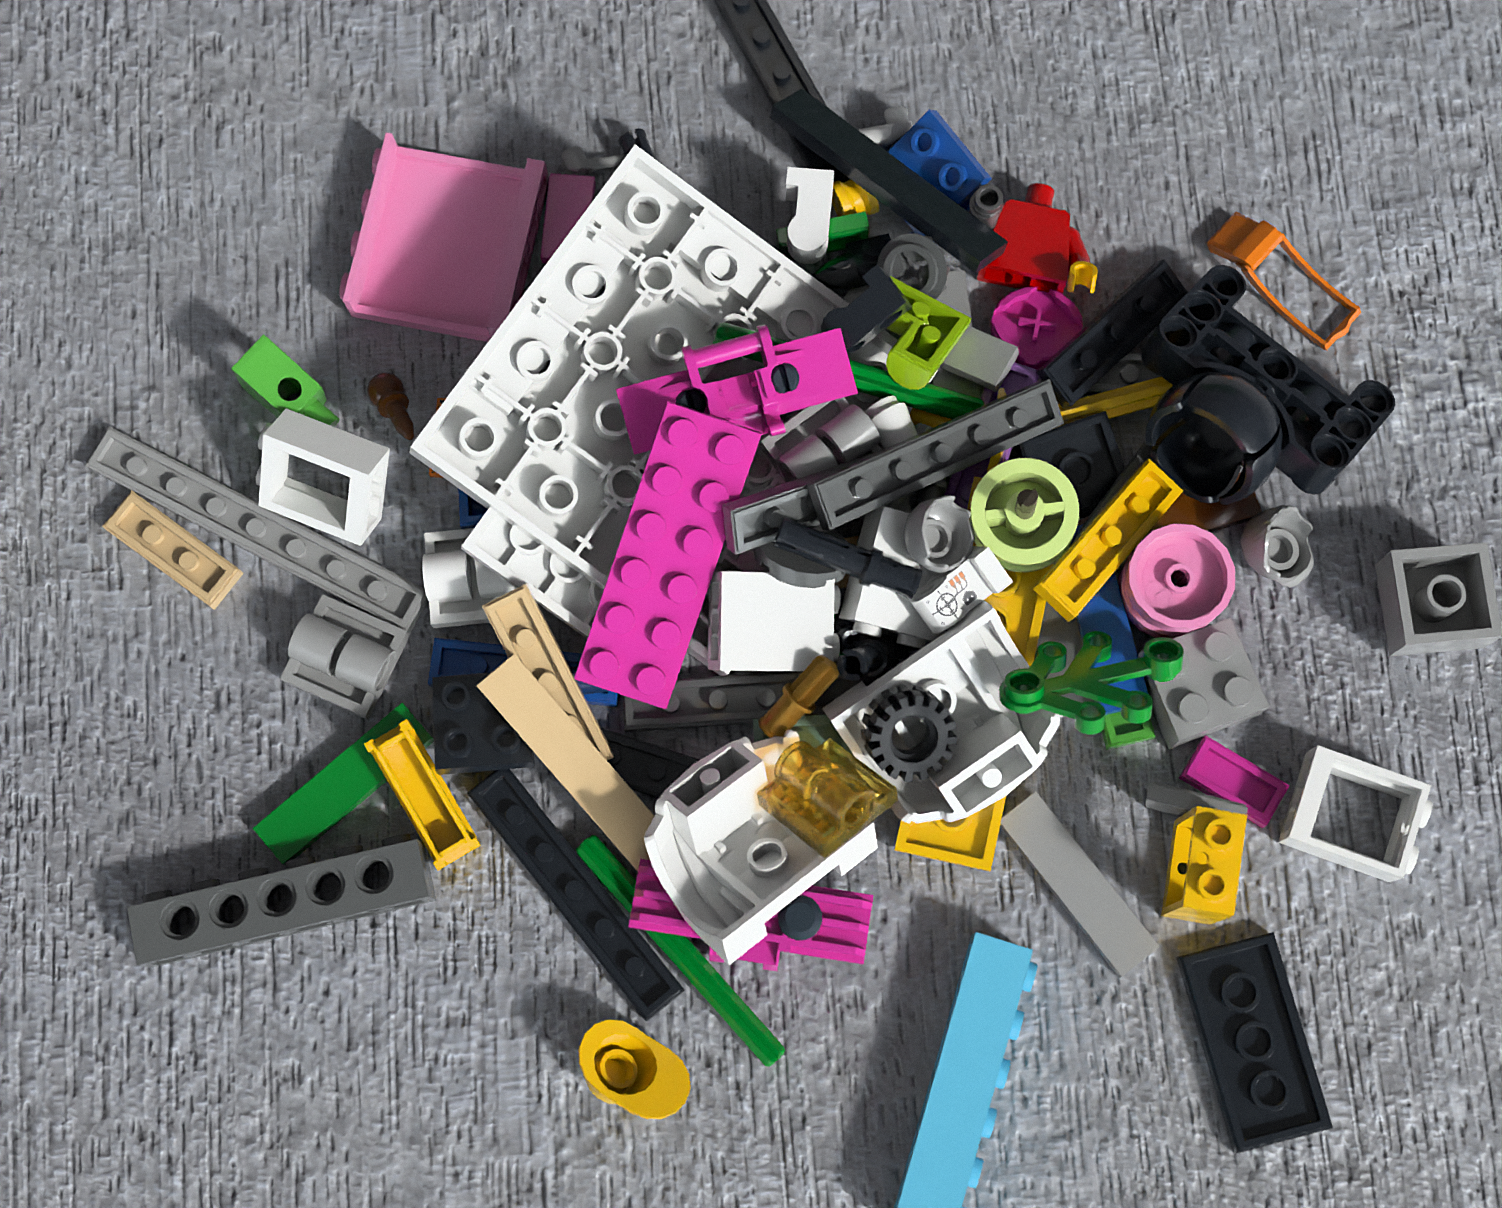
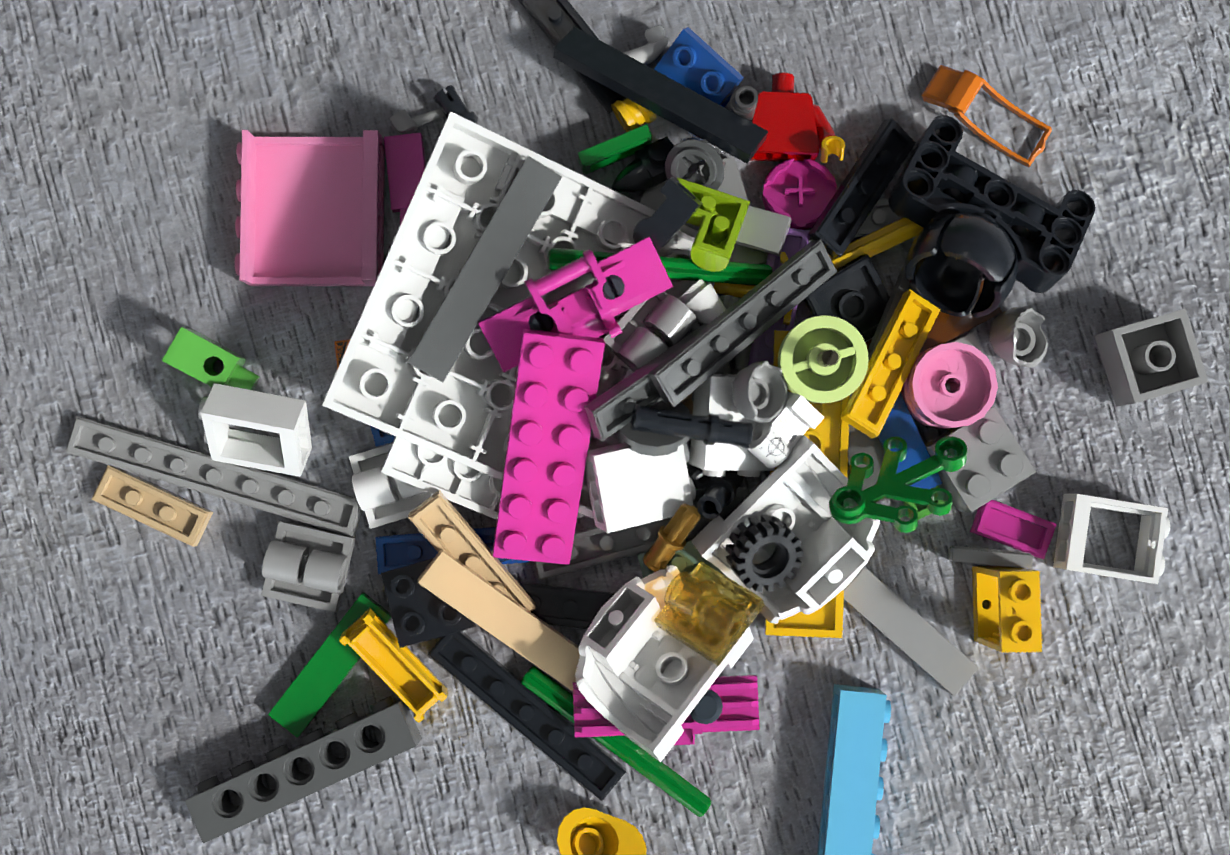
camera: 15 degrees left, 10 degrees up
(388, 395) = (294, 346): reddish brown bar -> none
(636, 331) = (484, 269): none -> dark grey tile
(810, 227) = (606, 149): white leg -> none
(1254, 1043) = (1060, 724): black tile -> none

